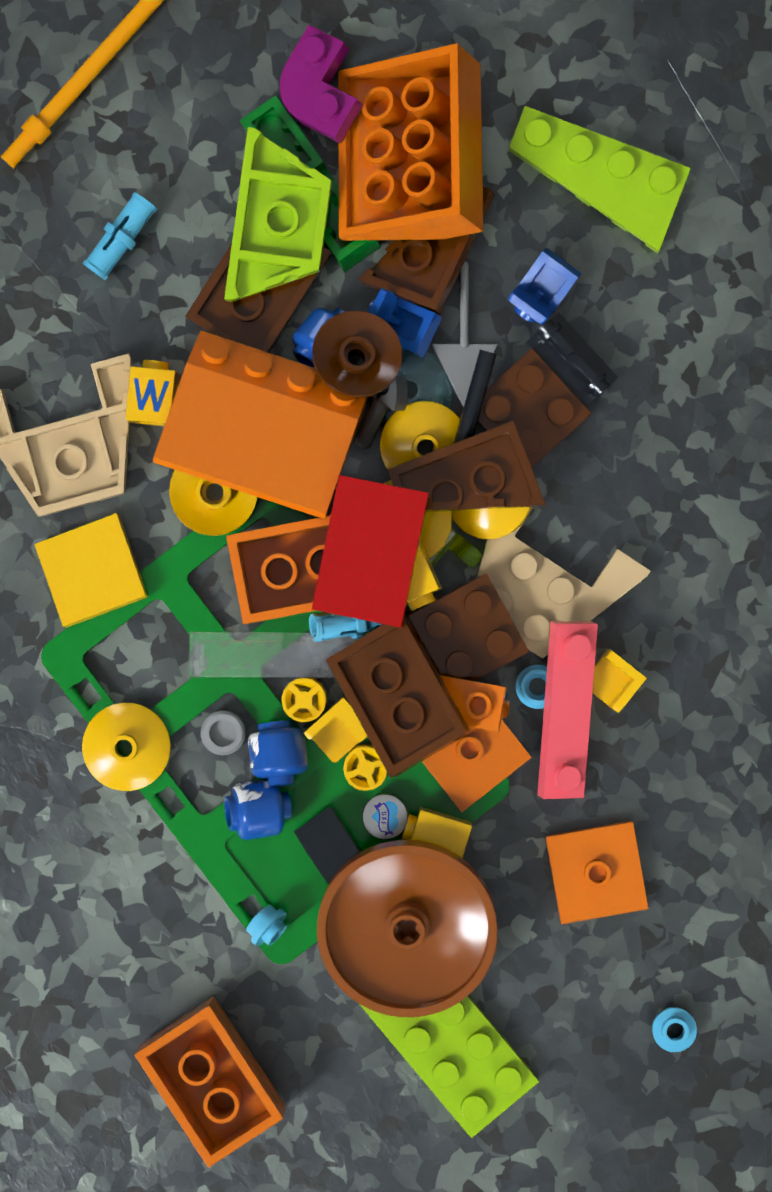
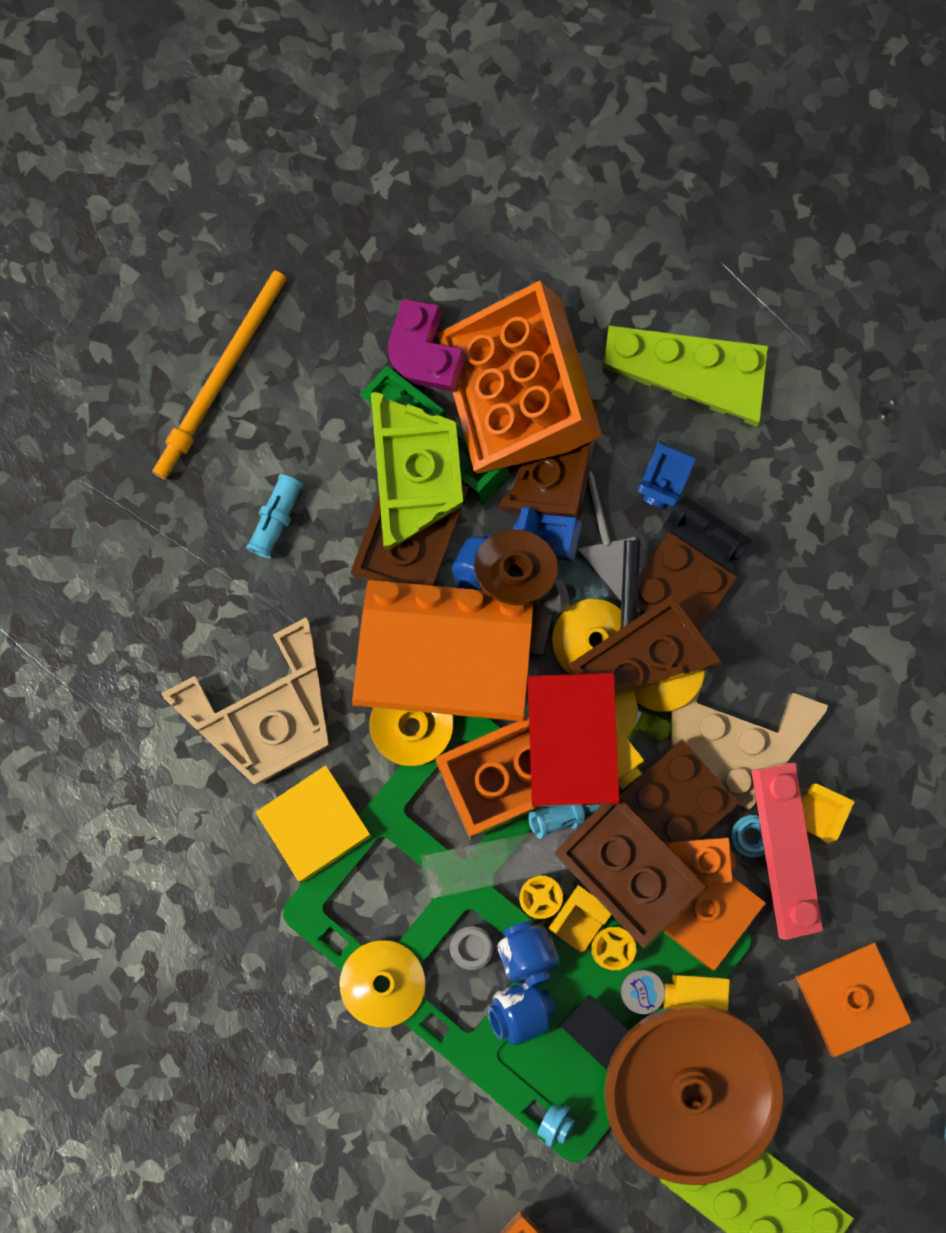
camera: 10 degrees left, 10 degrees down
(151, 393) = (335, 649): yellow brick -> none

